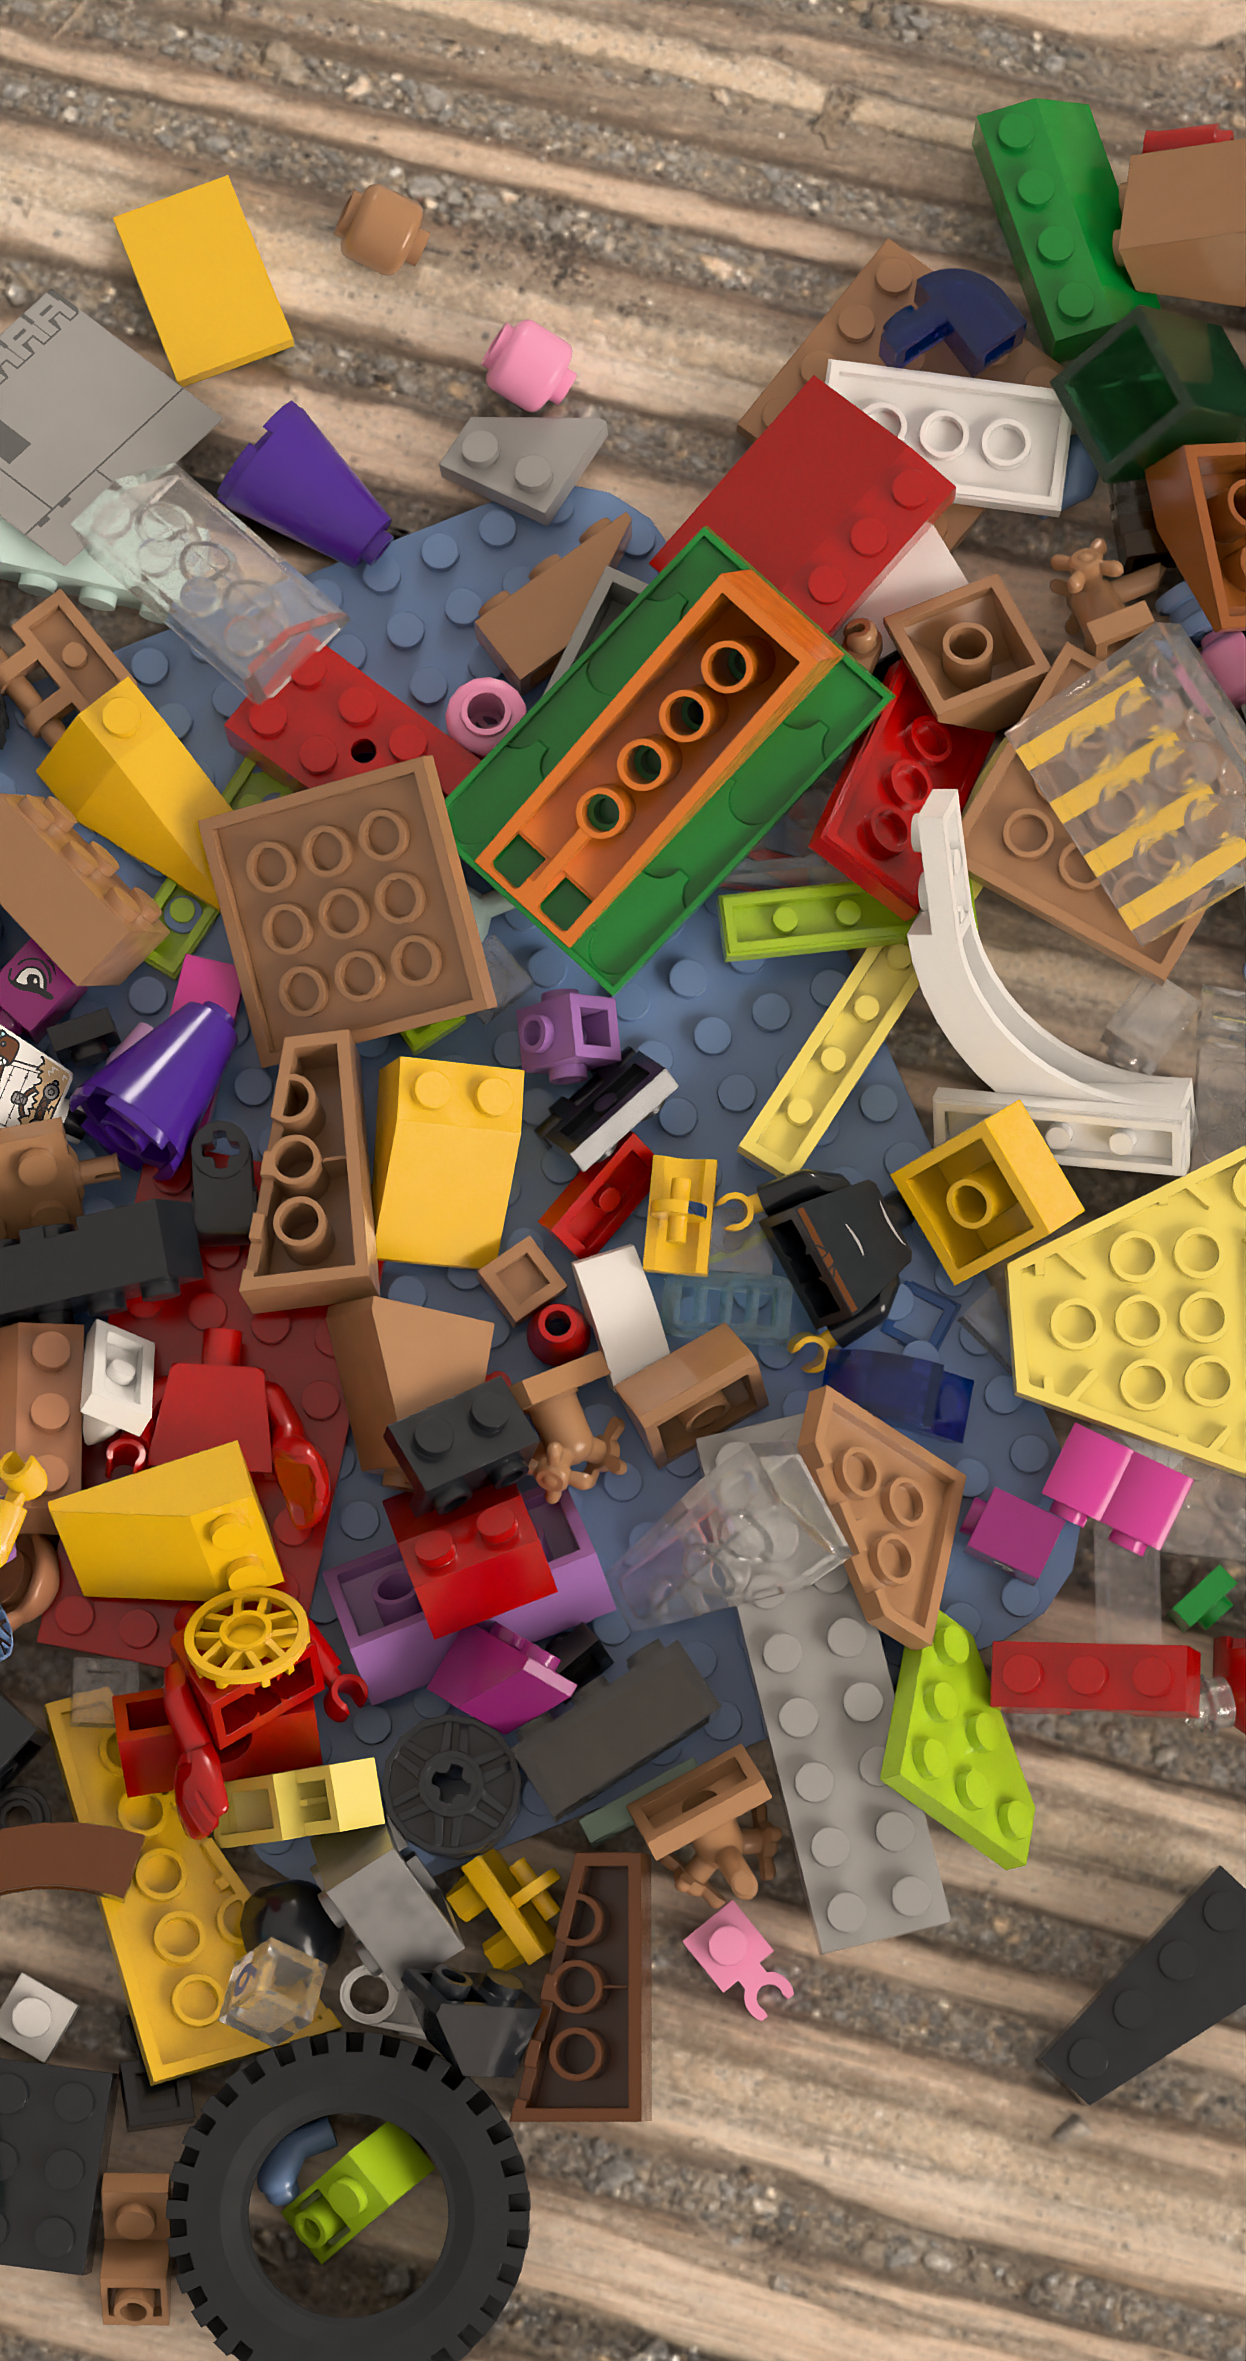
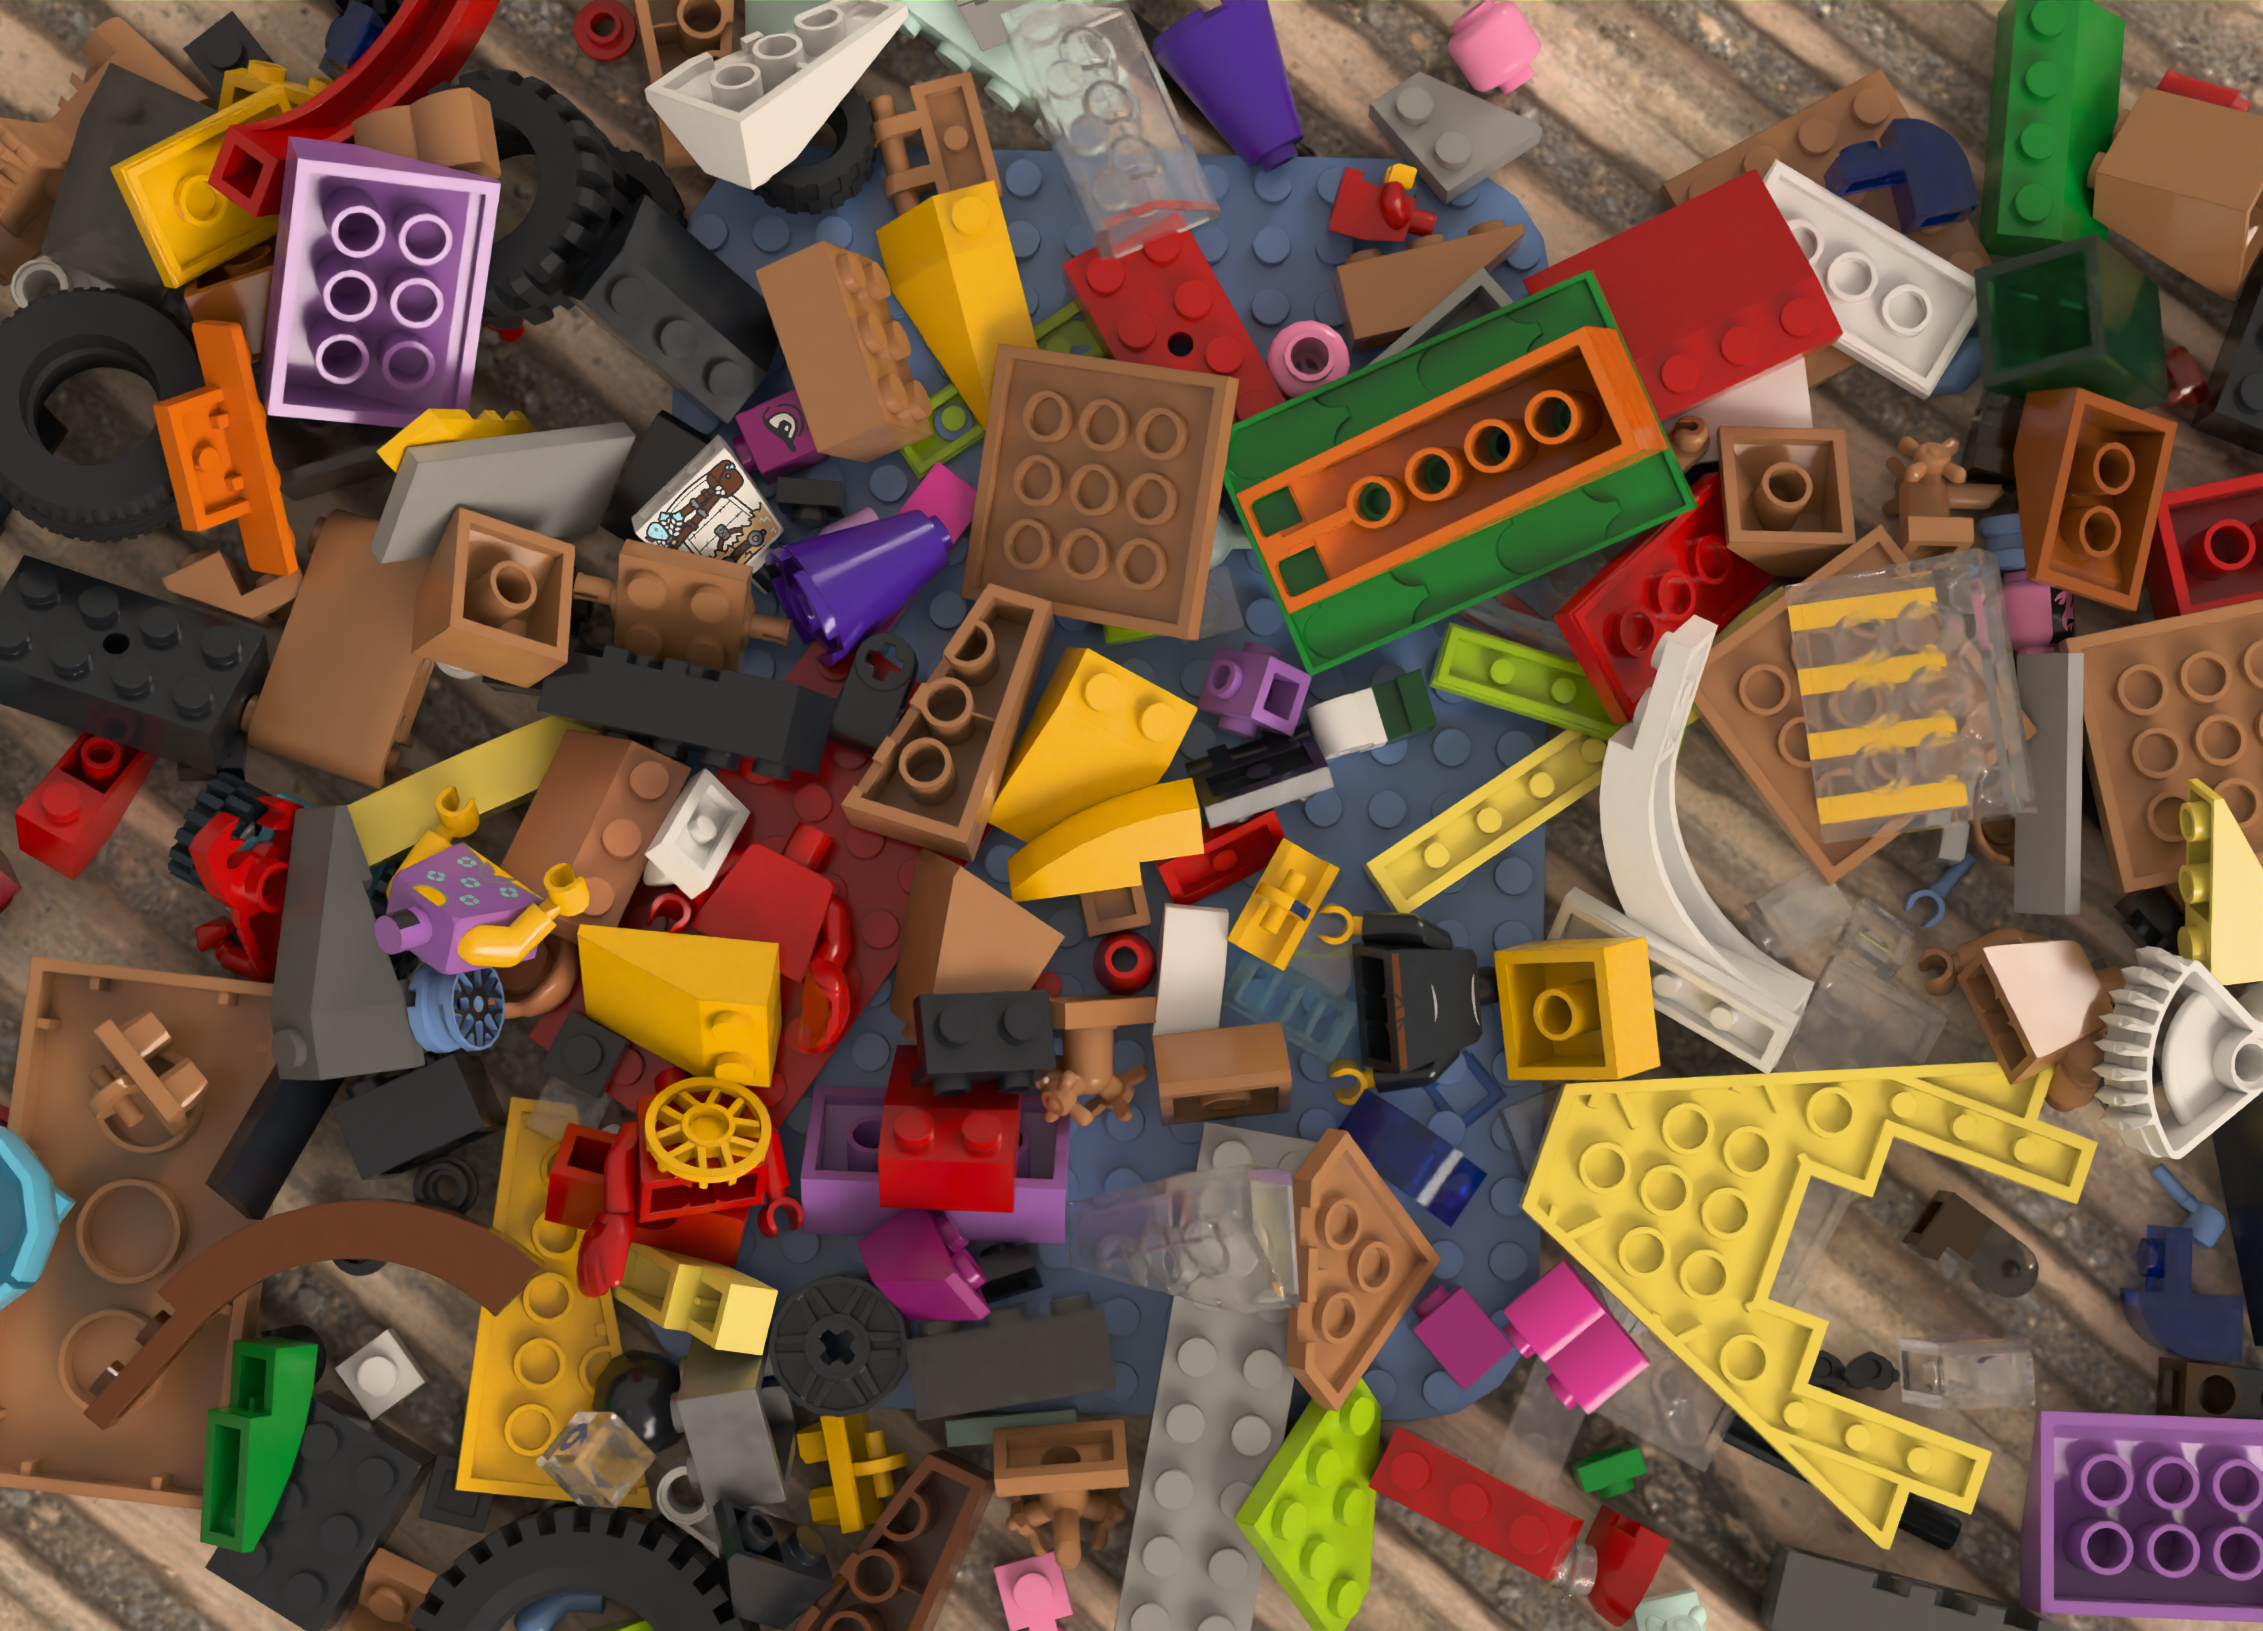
camera: 25 degrees right, 5 degrees up
(99, 1630) = (585, 1054): none -> black plate
(490, 557) = (1378, 211): none -> red piece
(497, 1226) = (1107, 841): none -> yellow slope
(687, 1011) = (1373, 716): none -> leg

